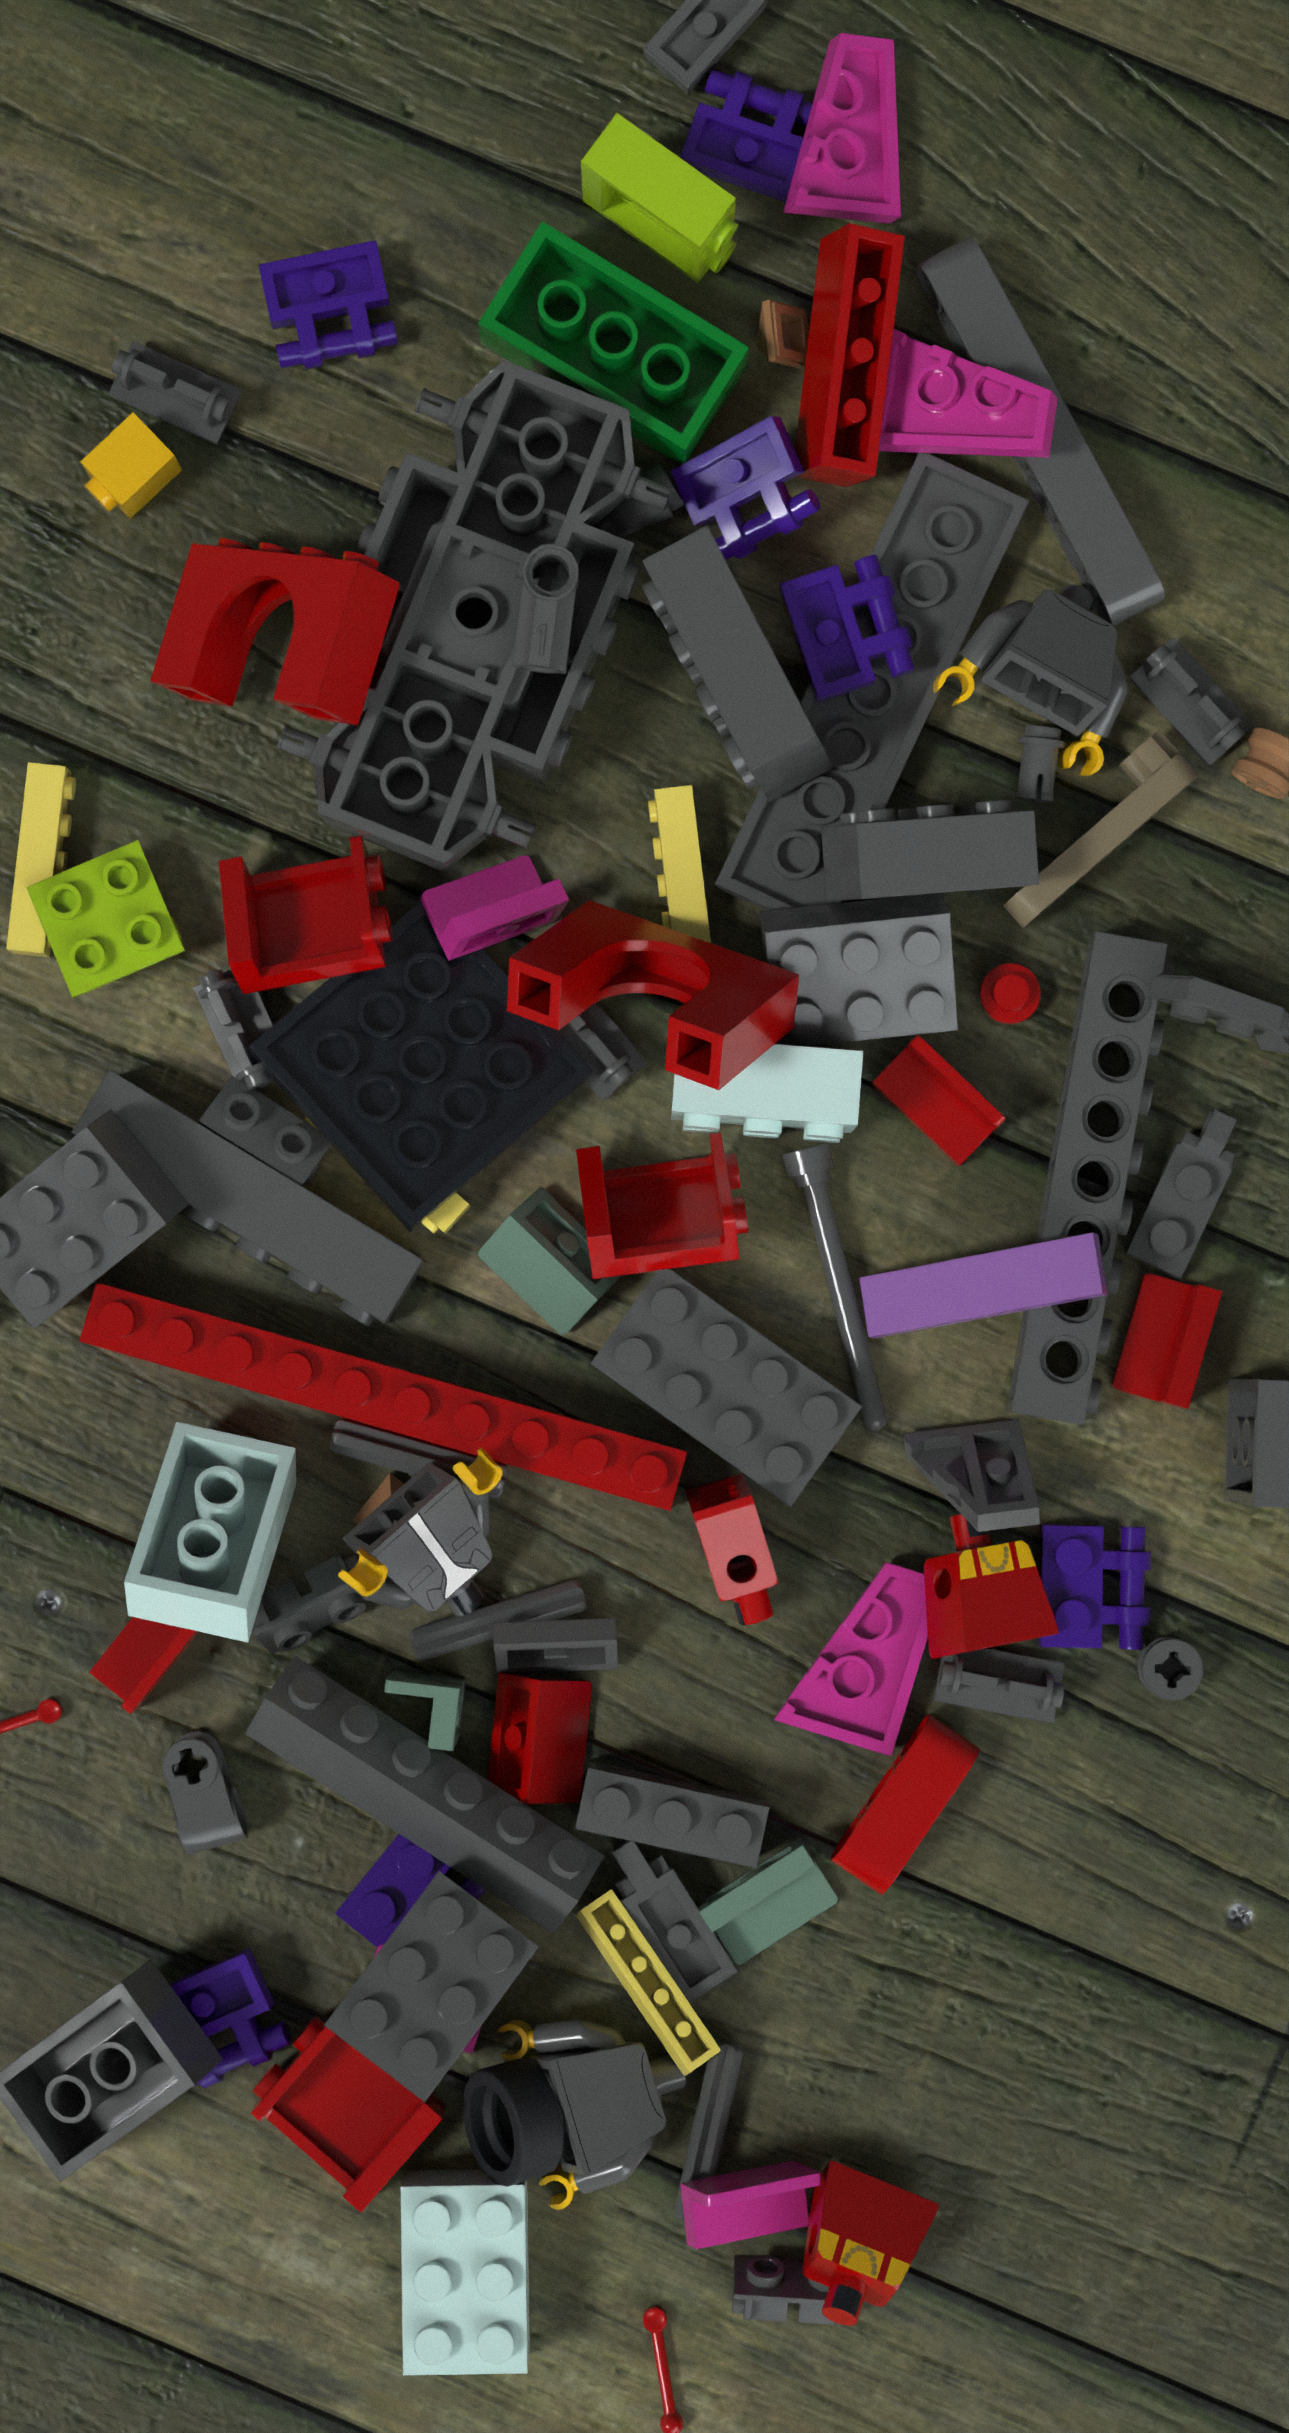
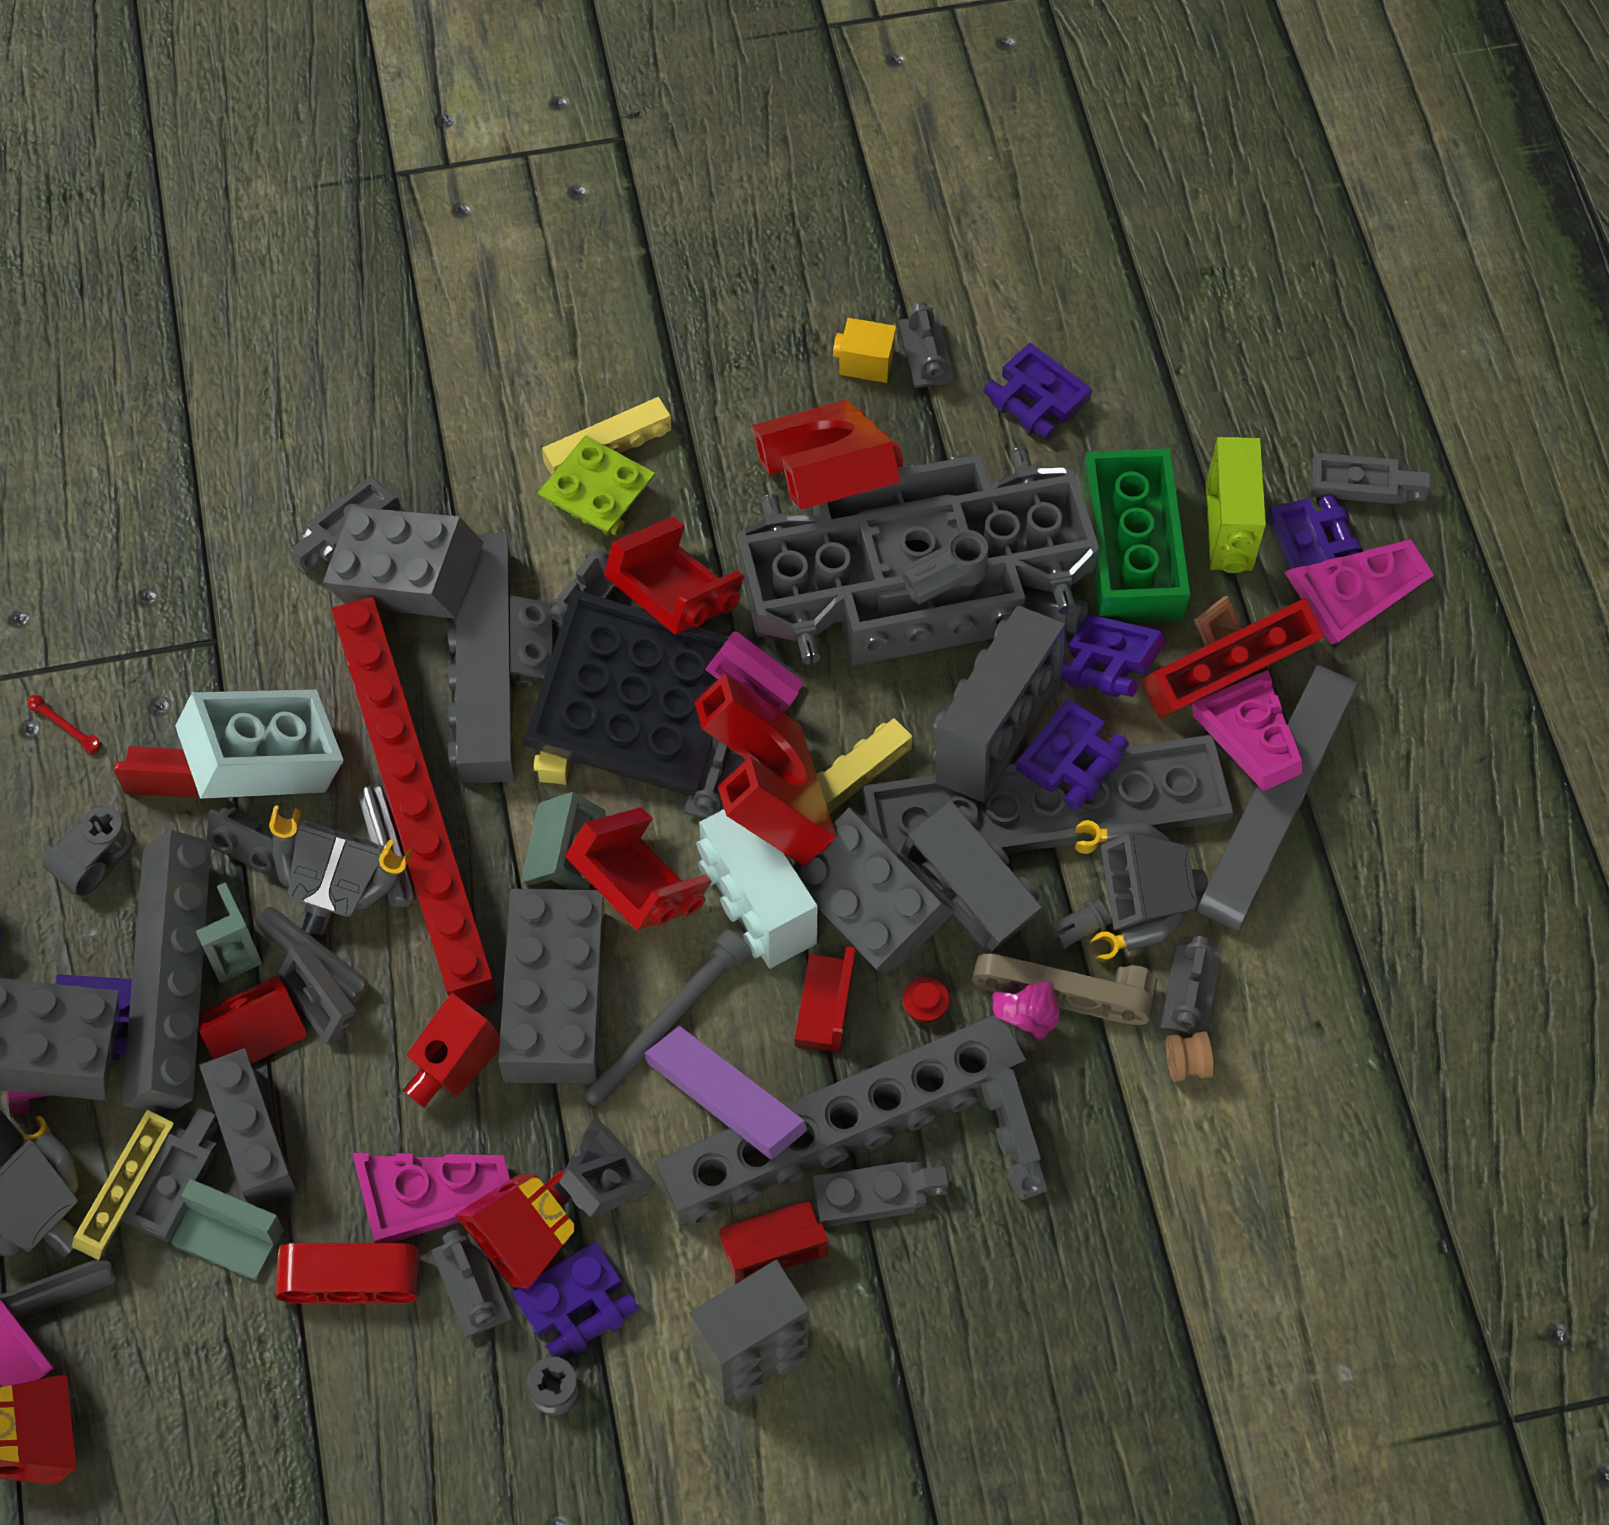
camera: 55 degrees right, 25 degrees down
(1117, 901) = (1031, 1009): none -> dark pink piece

